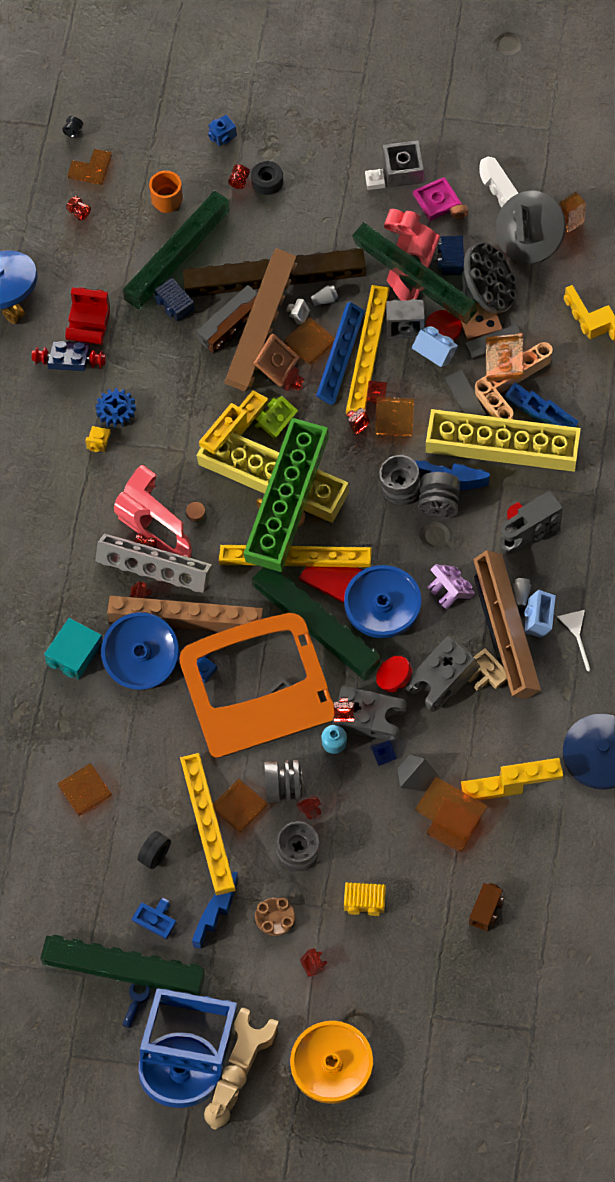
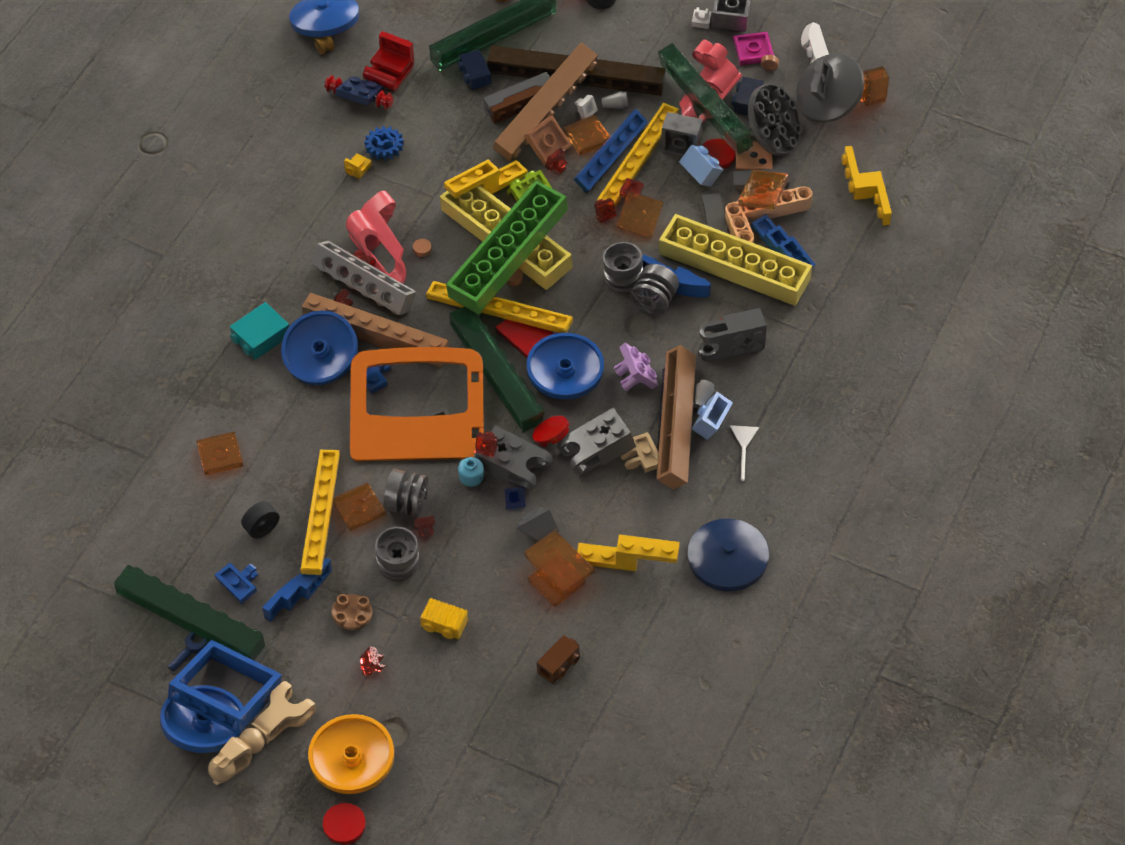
camera: 15 degrees right, 10 degrees down
(348, 1130) = (344, 823): none -> red tile

